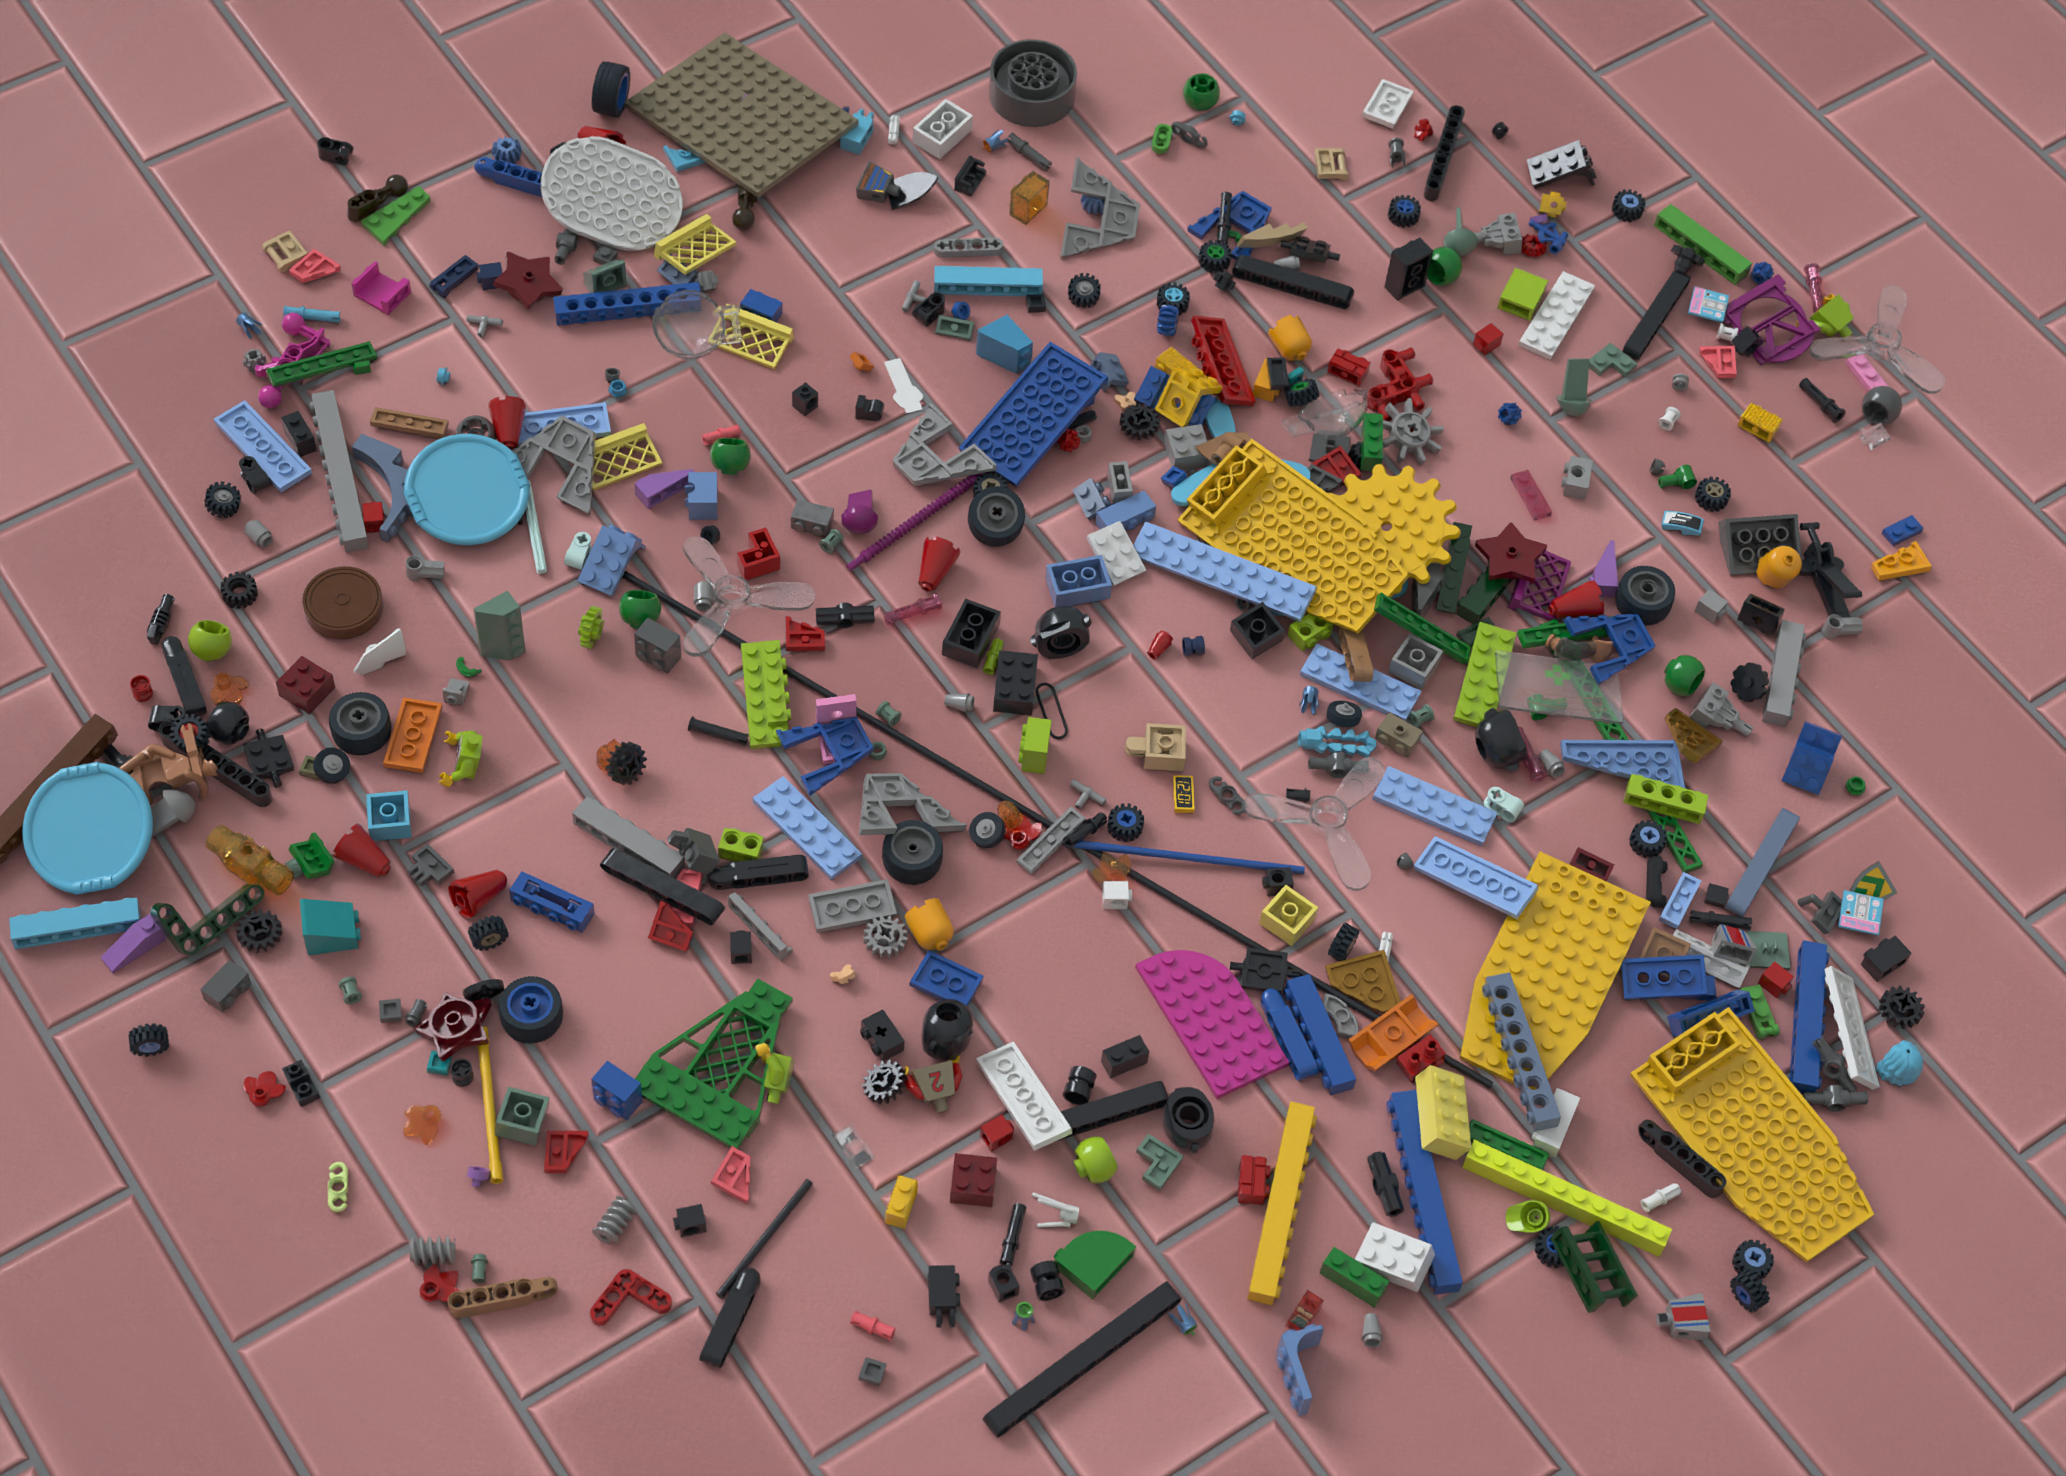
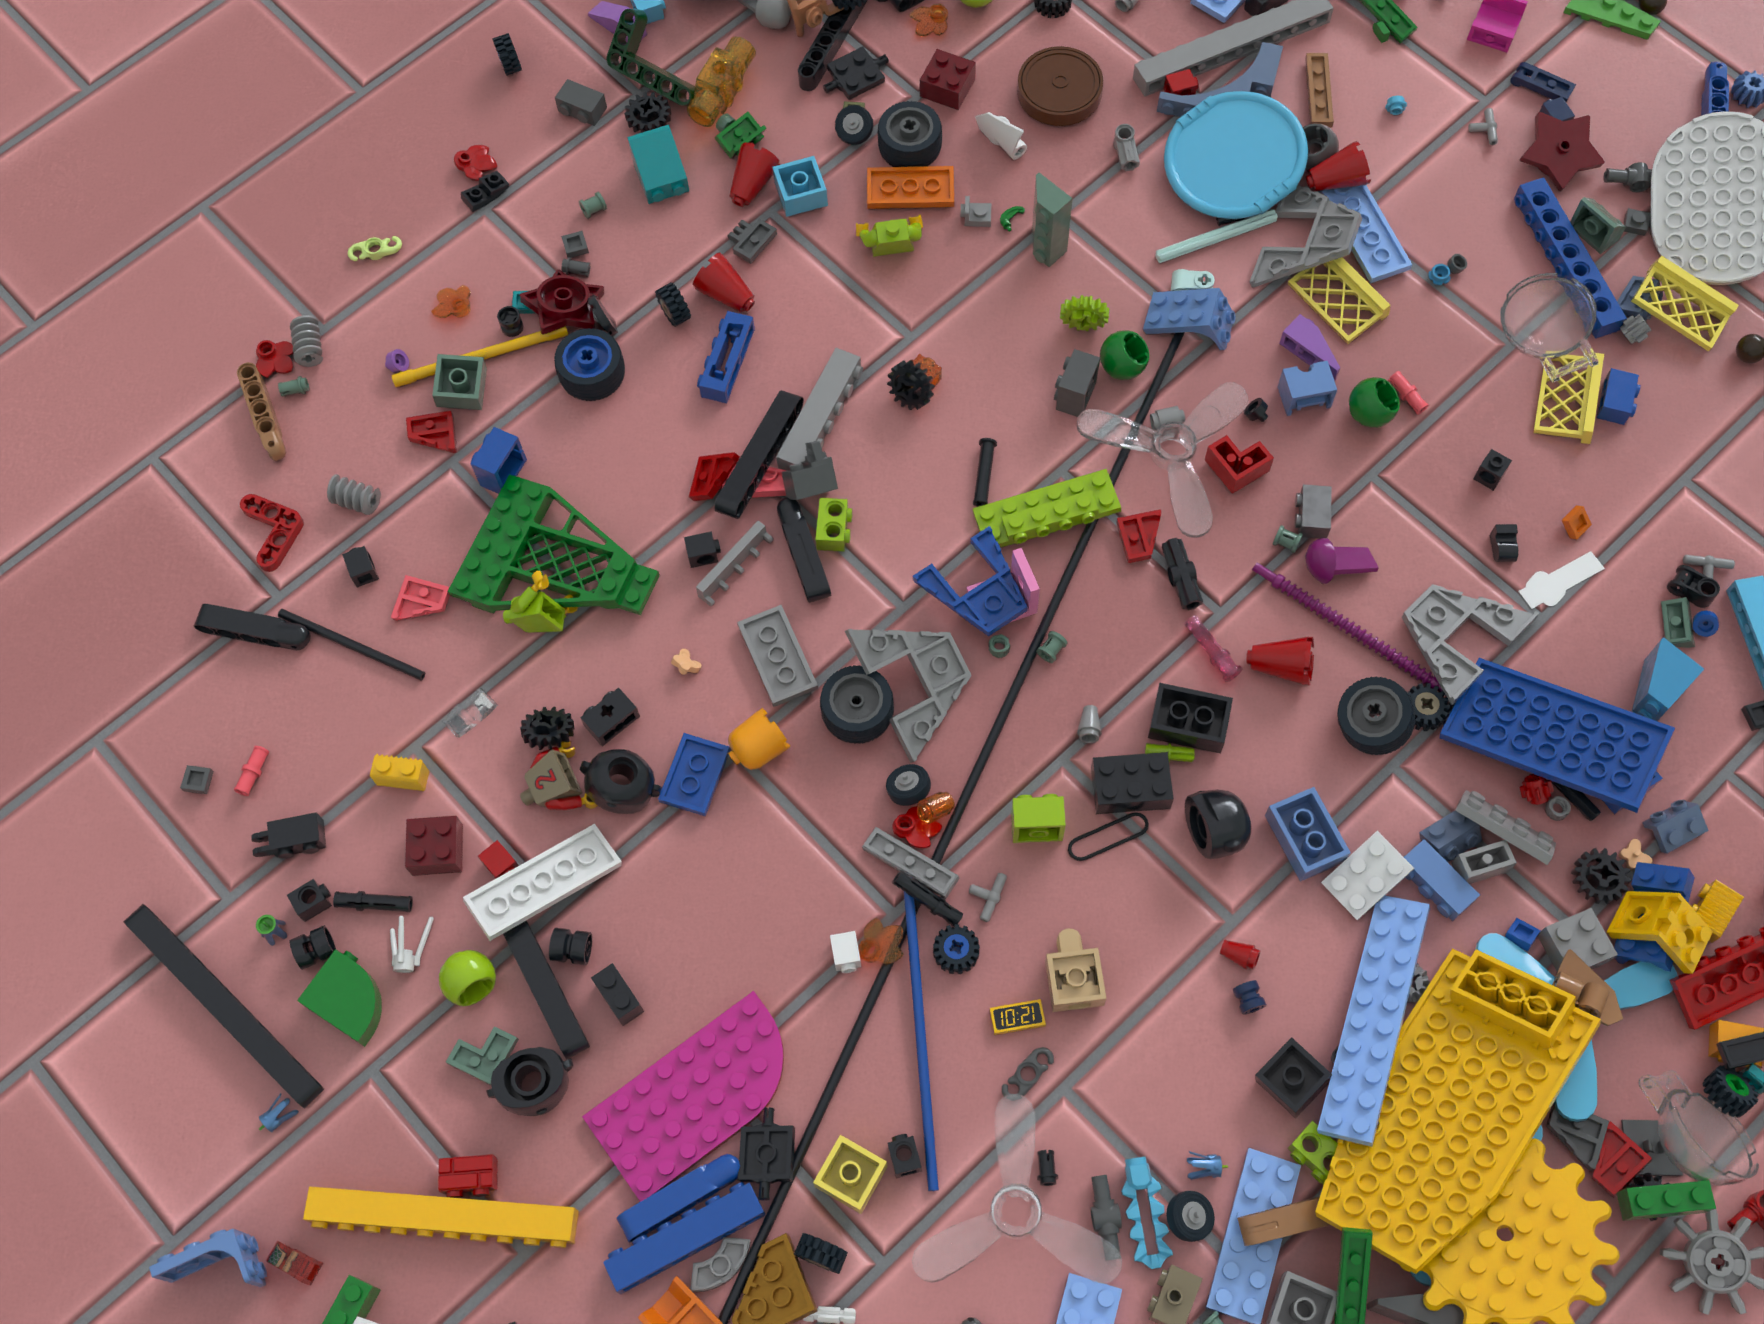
camera: 90 degrees right, 10 degrees up
(228, 723) = (880, 24): black wheel -> none
(807, 828) = (876, 588): light blue plate -> none
(885, 936) = (742, 687): light grey gear -> none
(1096, 462) = (1508, 828): none -> light grey plate

